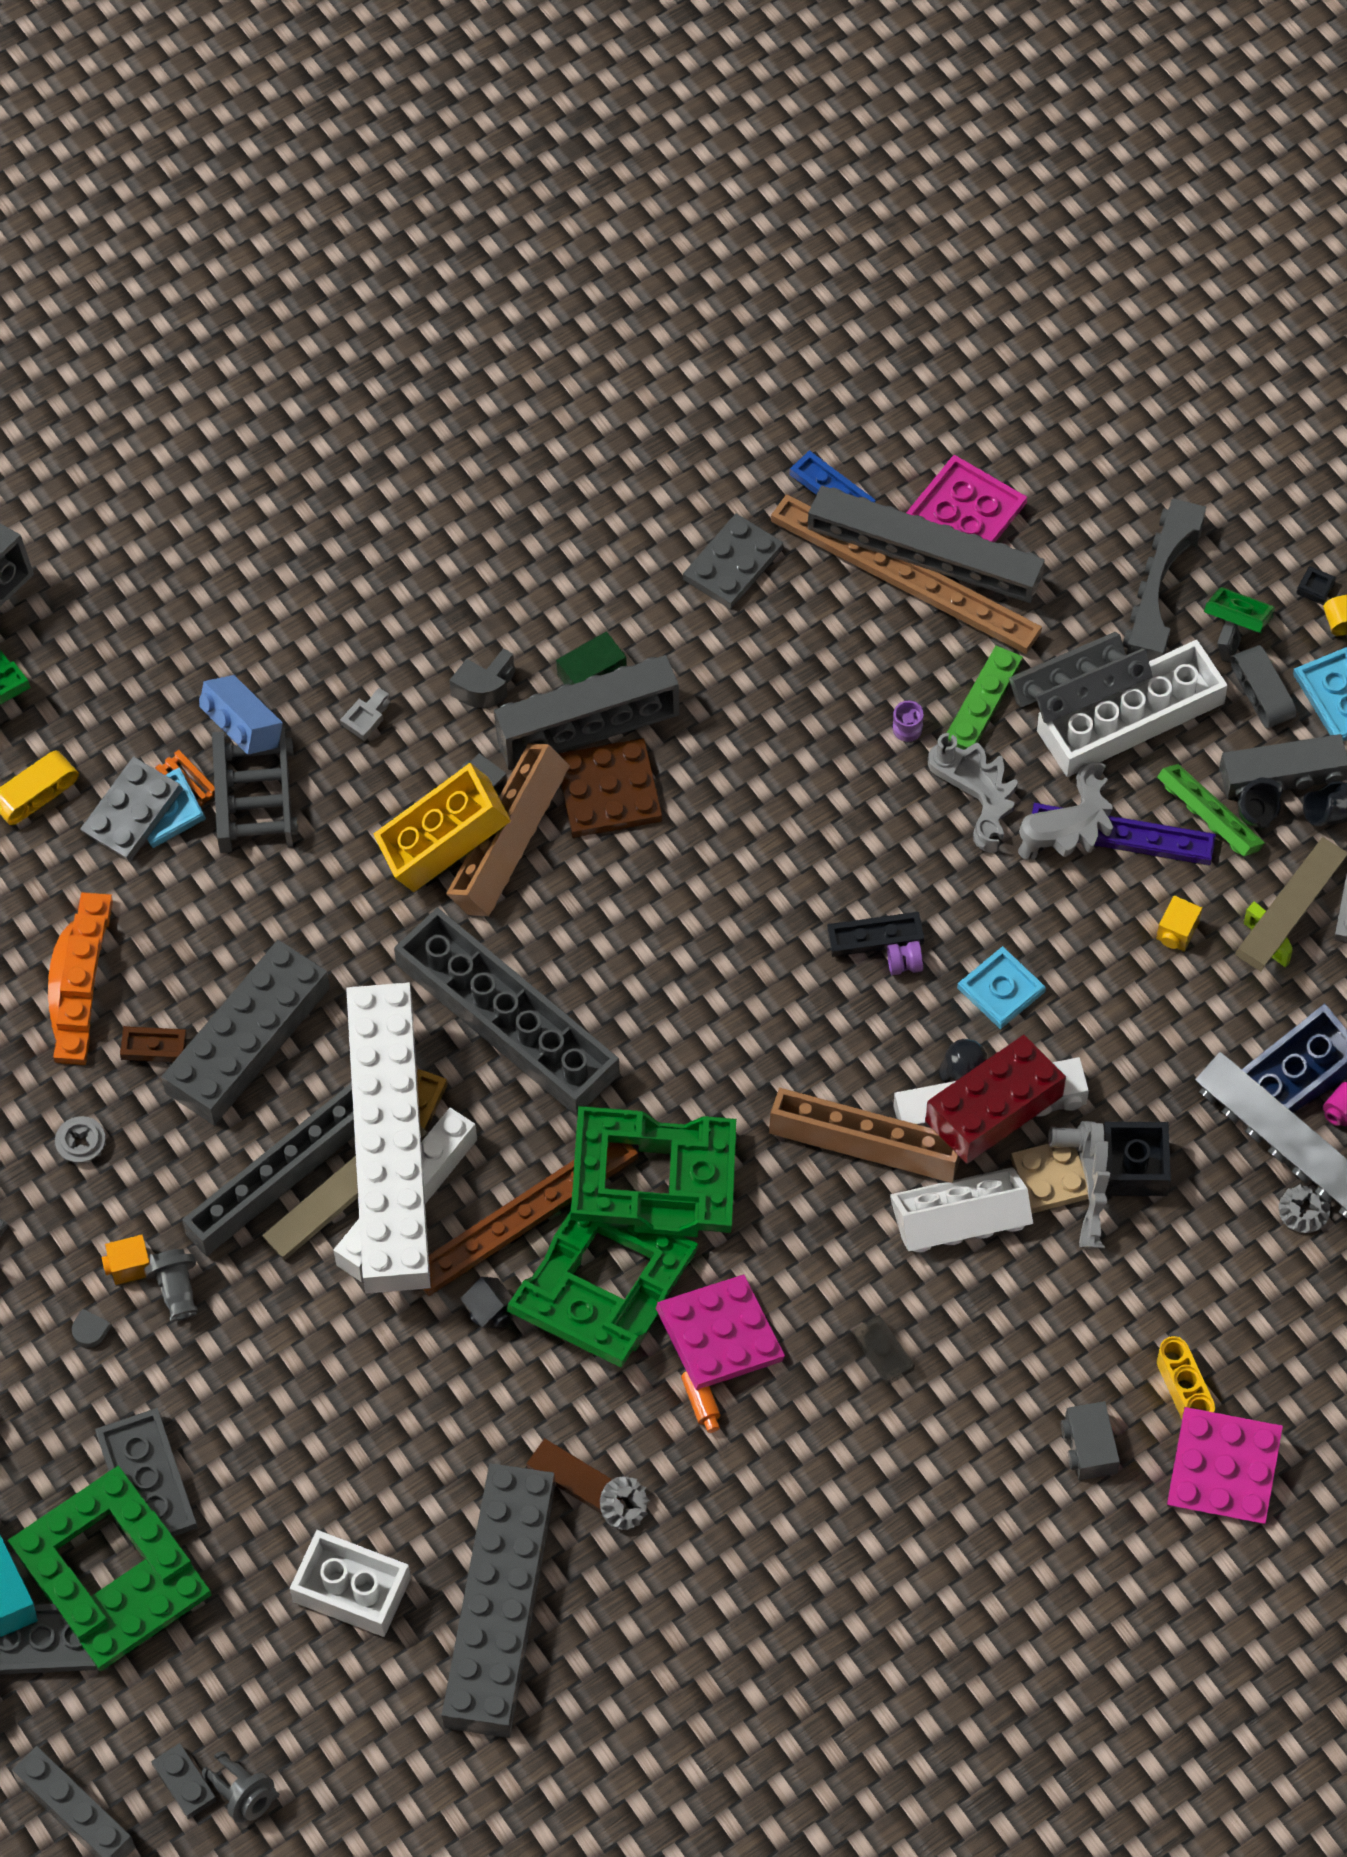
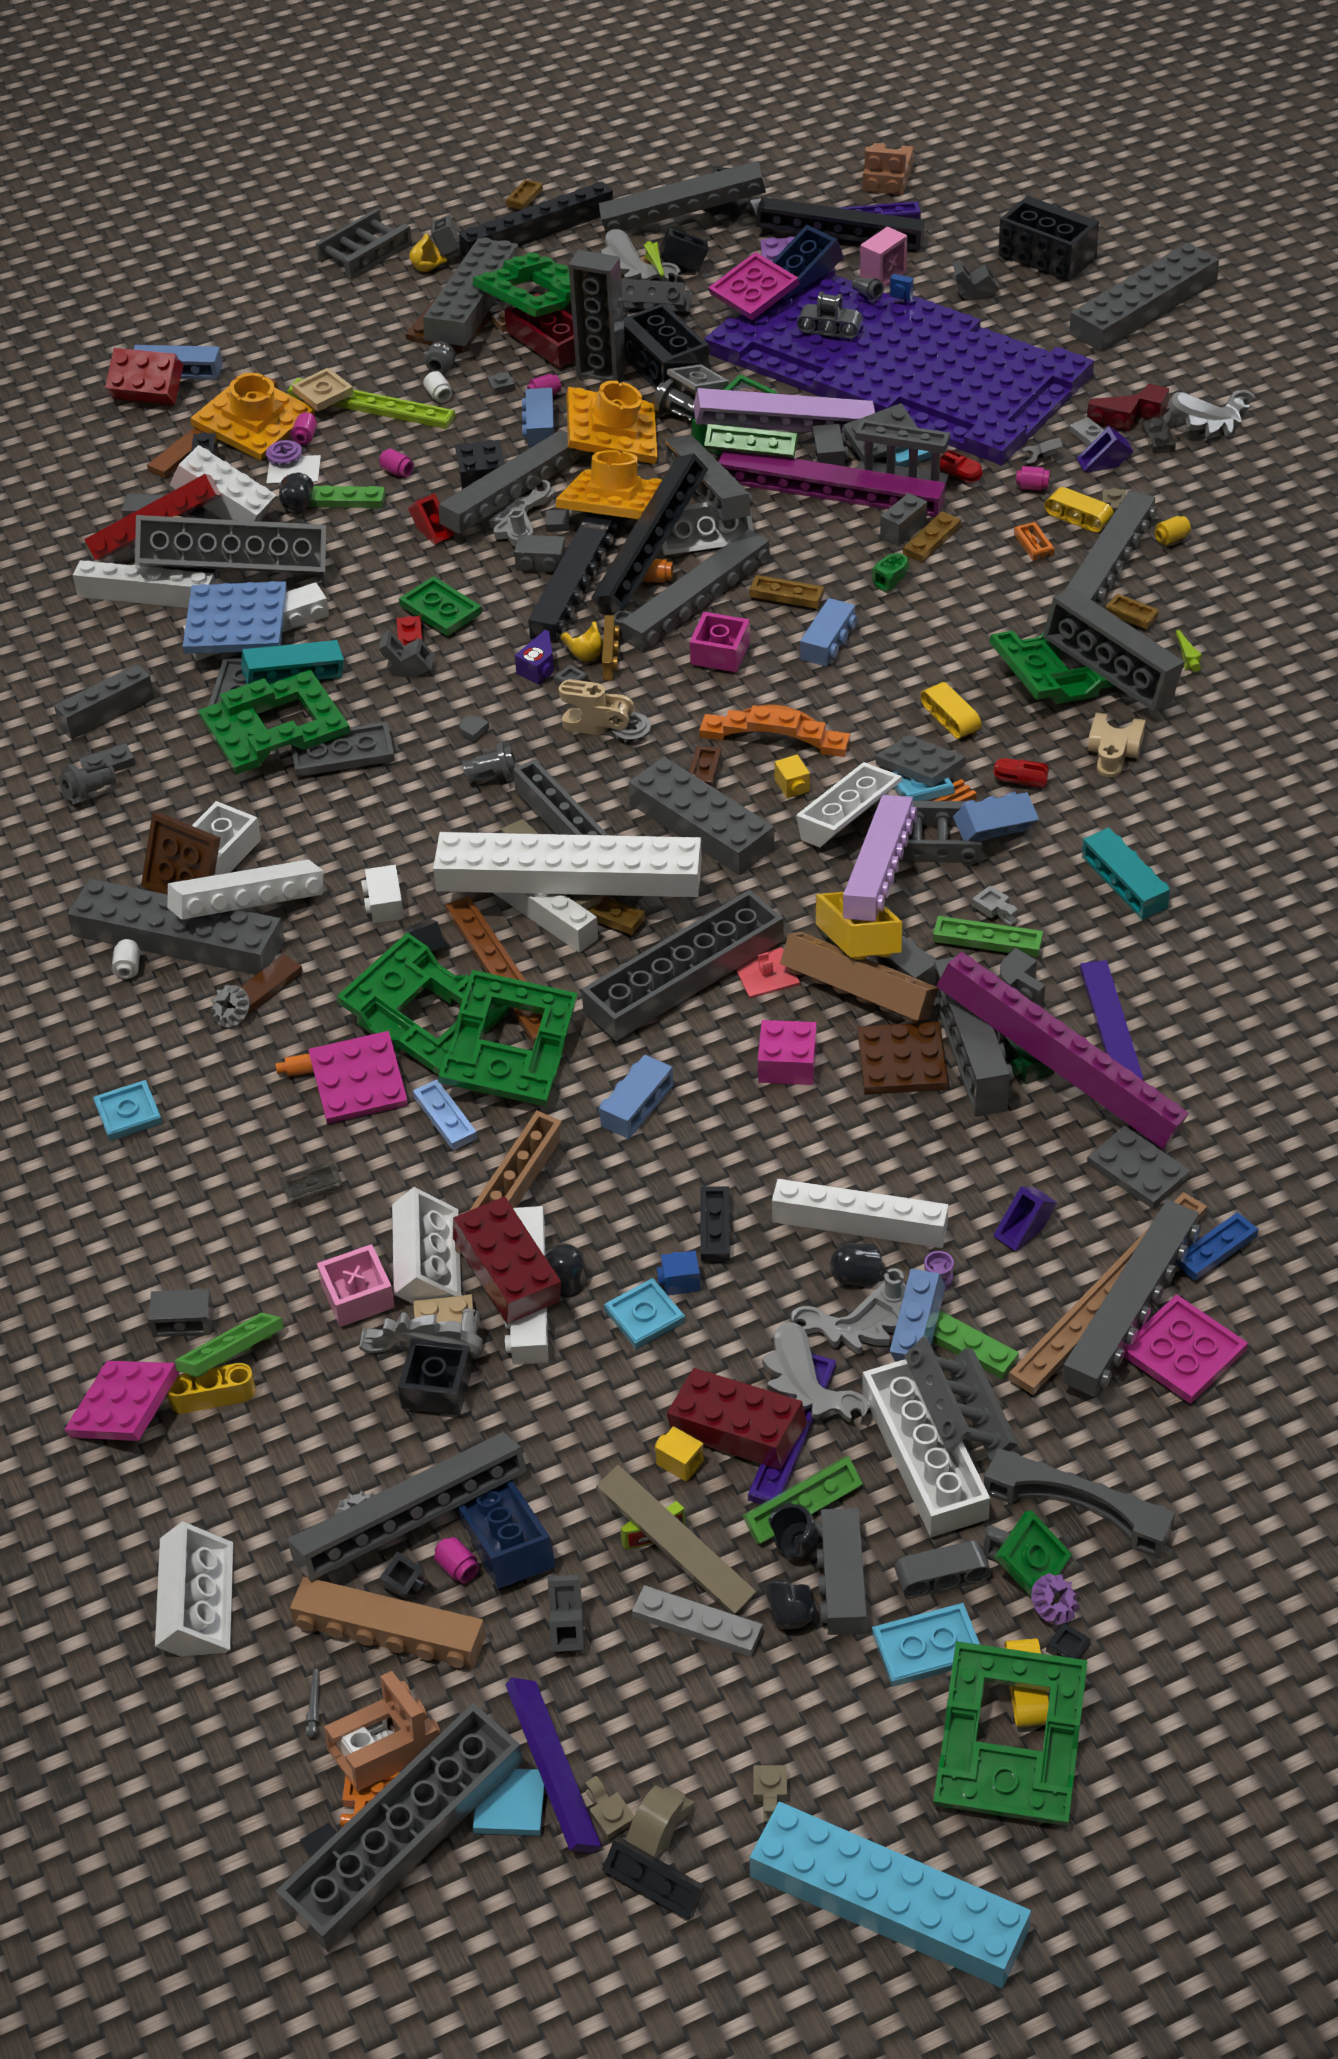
camera: 100 degrees right, 15 degrees down
(68, 1176) = (595, 708): none -> tan piece
(89, 615) = (1114, 744): none -> tan piece
(126, 1259) = (521, 743): light orange brick -> none
(142, 704) = (1021, 772): none -> red arm
(167, 943) = (792, 776): none -> yellow brick
(230, 865) = (844, 803): none -> white slope
(305, 591) = (1125, 873): none -> teal brick
(350, 805) = (879, 858): none -> lavender brick
(406, 1604) = (177, 853): none -> reddish brown plate
(414, 1367) = (383, 893): none -> white brick
(417, 718) = (987, 936): none -> bright green plate
(453, 1509) = (245, 889): none -> white brick
(497, 933) = (766, 974): none -> coral piece
(532, 596) = (1109, 1015): none -> dark purple tile
(559, 1647) = (126, 959): none -> white brick
(618, 615) = (1062, 1049): none -> magenta brick
(625, 892) = (787, 1052): none -> dark pink brick
(708, 1035) = (636, 1096): none -> medium blue brick
(760, 1229) = (445, 1114): none -> light blue plate
(797, 1586) = (127, 1110): none -> medium azure tile
(824, 649) = (1025, 1217): none -> dark purple slope
(845, 798) = (860, 1213): none -> white brick
(910, 794) = (856, 1264): none -> black hair
(911, 955) = (684, 1236): medium lavender wheel -> none
(949, 956) = (679, 1273): none -> blue brick
(986, 723) = (918, 1311): none -> medium blue brick
(1030, 1262) = (356, 1285): none -> bright pink brick
(1134, 872) = (738, 1418): none -> dark red brick
(1136, 1368) = (229, 1344): none -> bright green plate
(1276, 594) = (1042, 1596): none -> medium lavender gear

